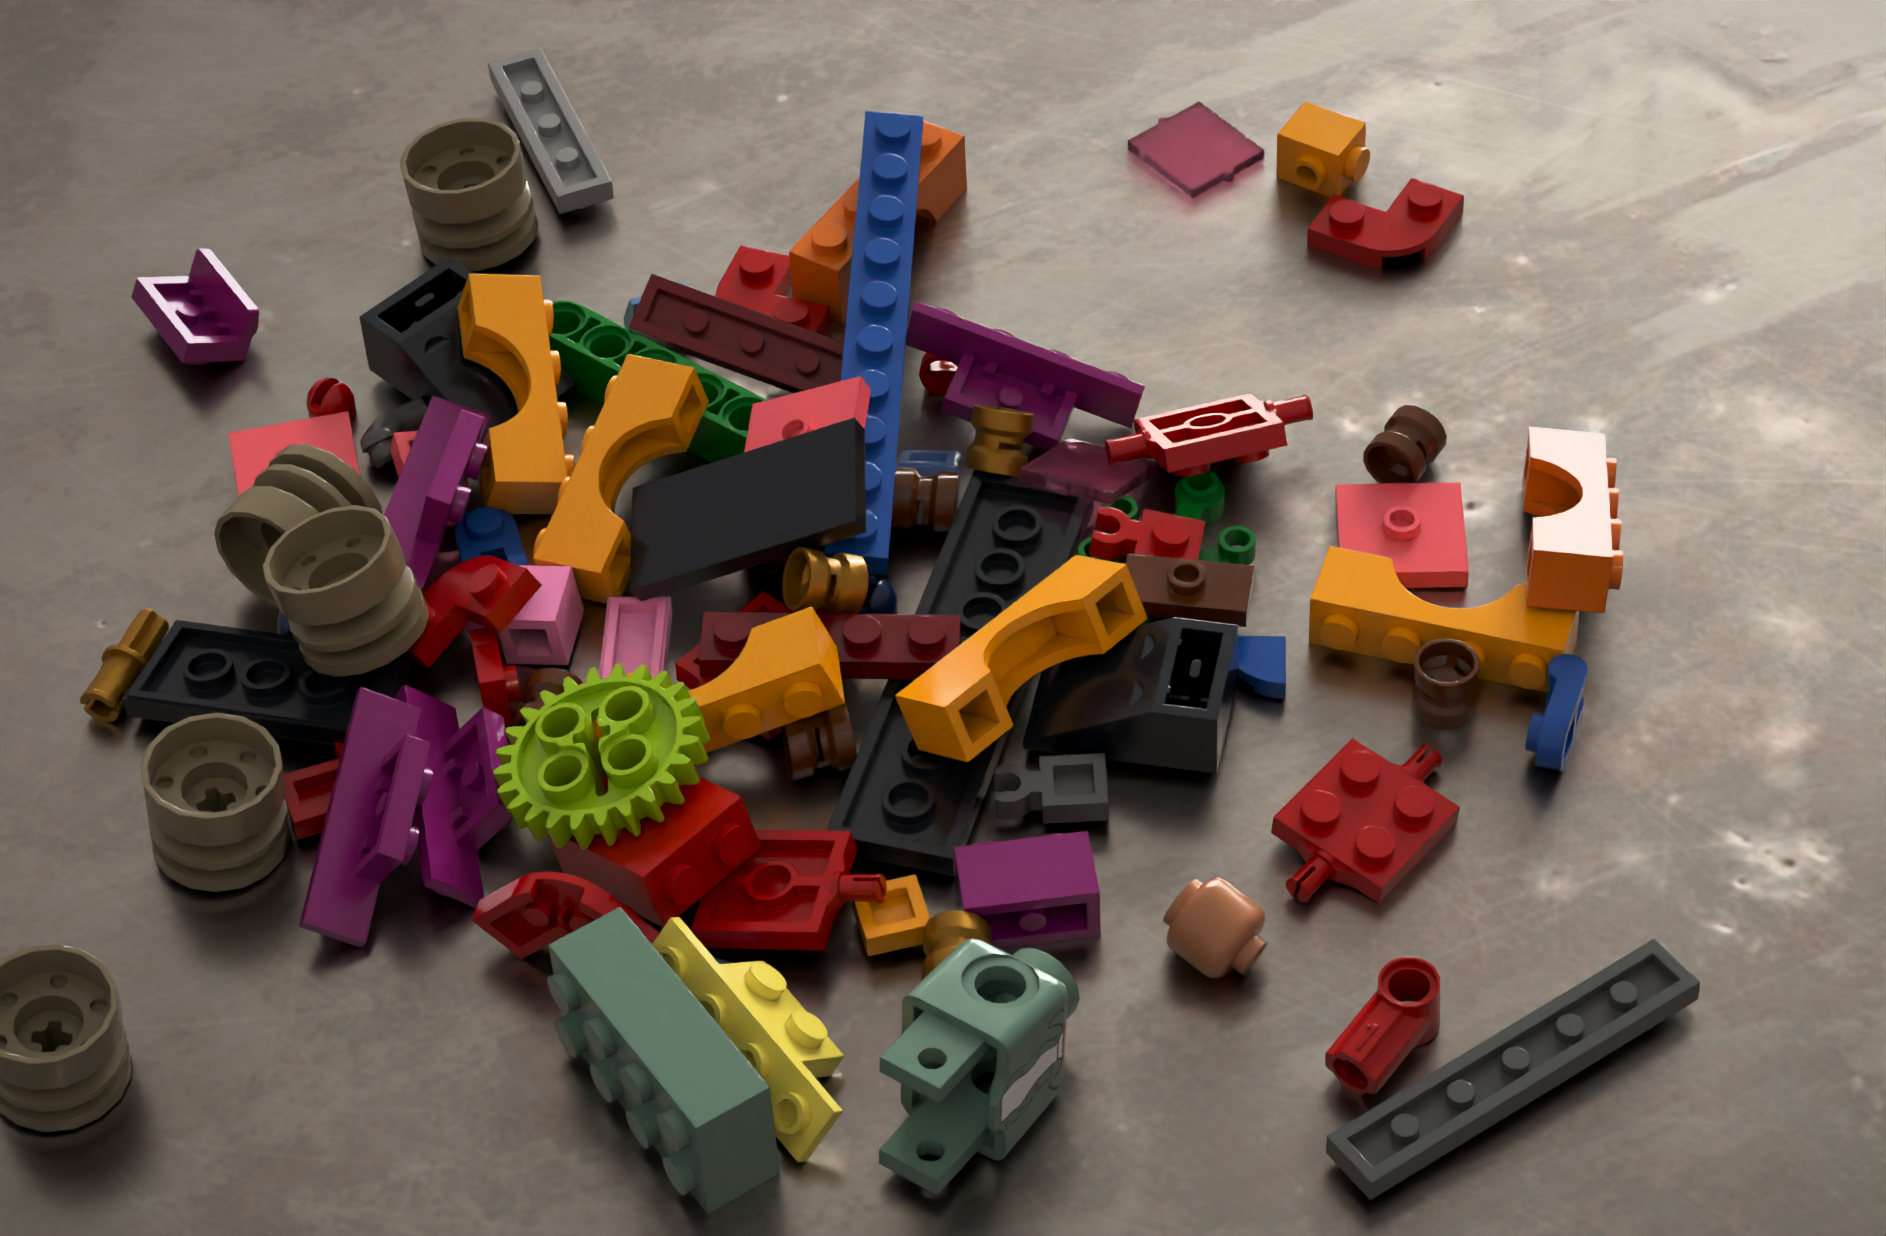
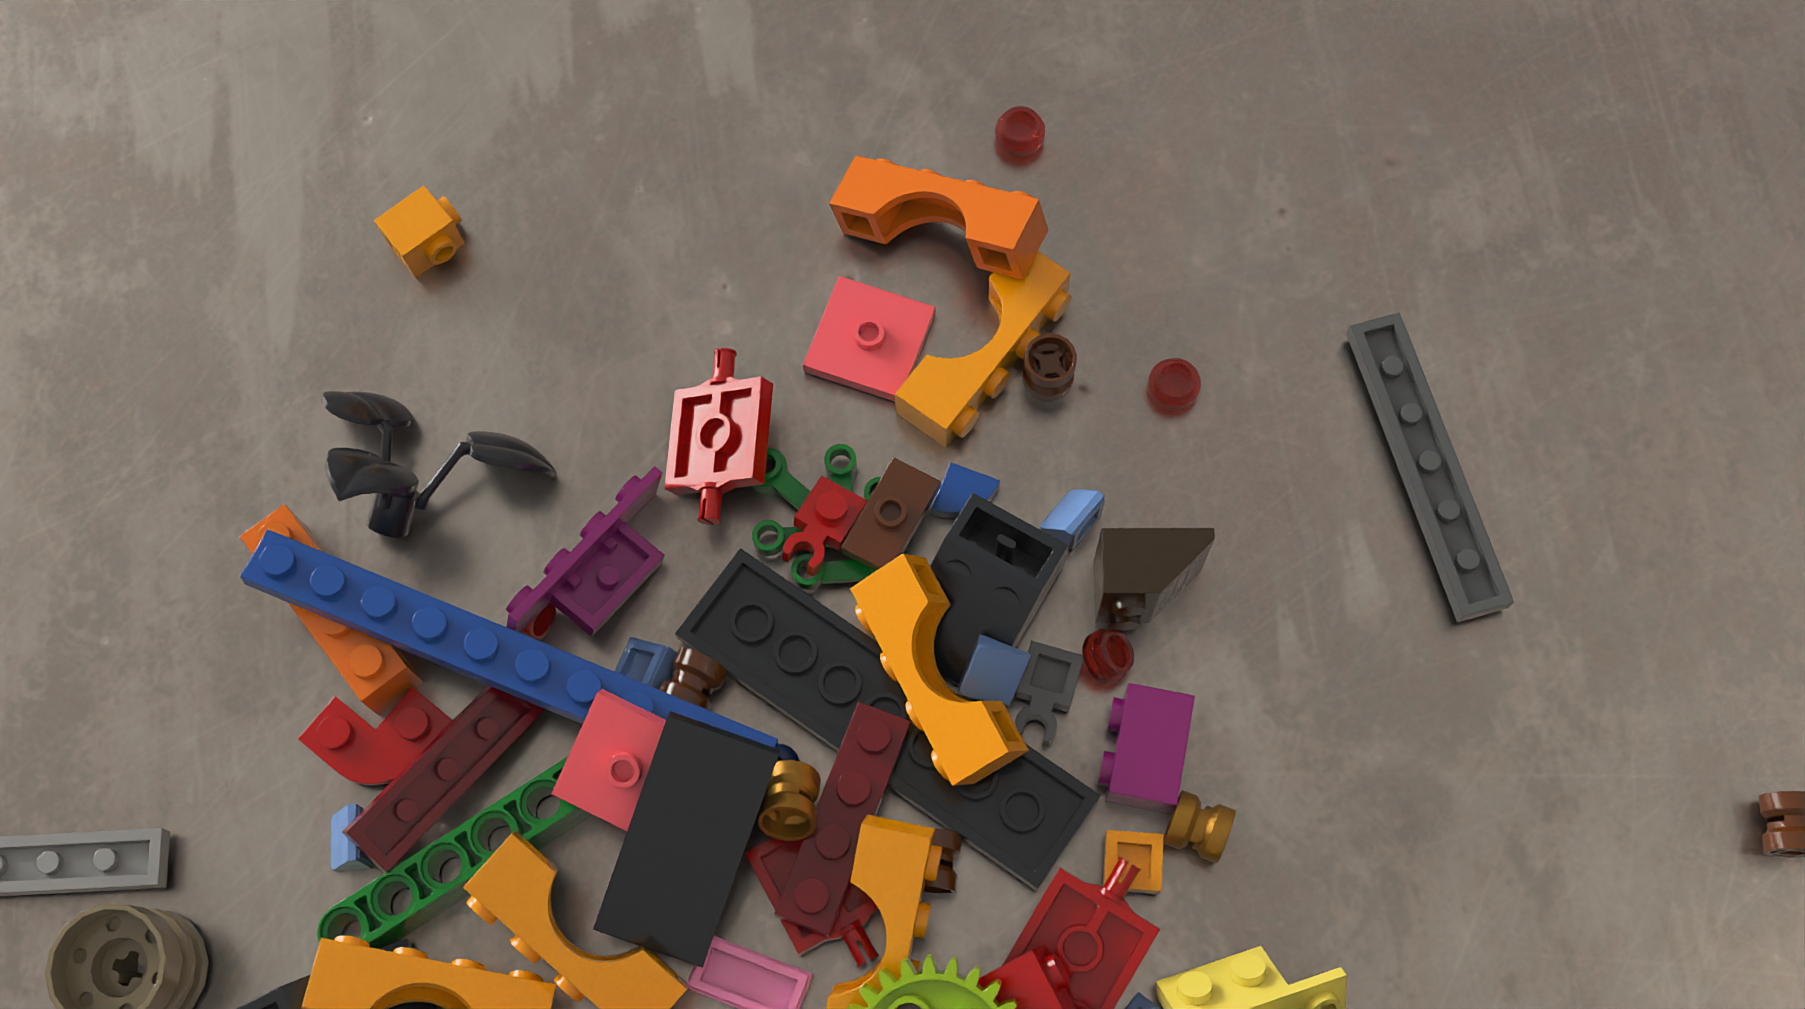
camera: 70 degrees left, 25 degrees up
(967, 1020) = (1345, 864): sand green piece -> none
(998, 440) = (652, 597): pearl gold wheel -> none
(1017, 221) = (393, 485): none -> black plant
(1046, 714) = (993, 671): none -> medium blue slope
(1085, 472) = (713, 553): clear pink piece -> none
(1120, 830) = (1107, 655): none -> clear red plate
(1195, 149) = (353, 326): clear pink piece -> none
(1215, 928) = (1236, 622): nougat head -> none
(1223, 811) = (1144, 571): none -> dark brown slope
(1273, 763) = (1074, 516): none -> medium blue slope
(1364, 821) = (1153, 470): red plate -> none
(1365, 235) = (532, 221): red plate -> none
(1387, 1026) = (1371, 542): red piece -> none
(1405, 447) = (788, 299): reddish brown wheel -> none
(1492, 806) = (1174, 383): none -> clear red plate
(1554, 732) = (1122, 307): blue plate -> none
(1740, 584) = (1020, 131): none -> clear red plate

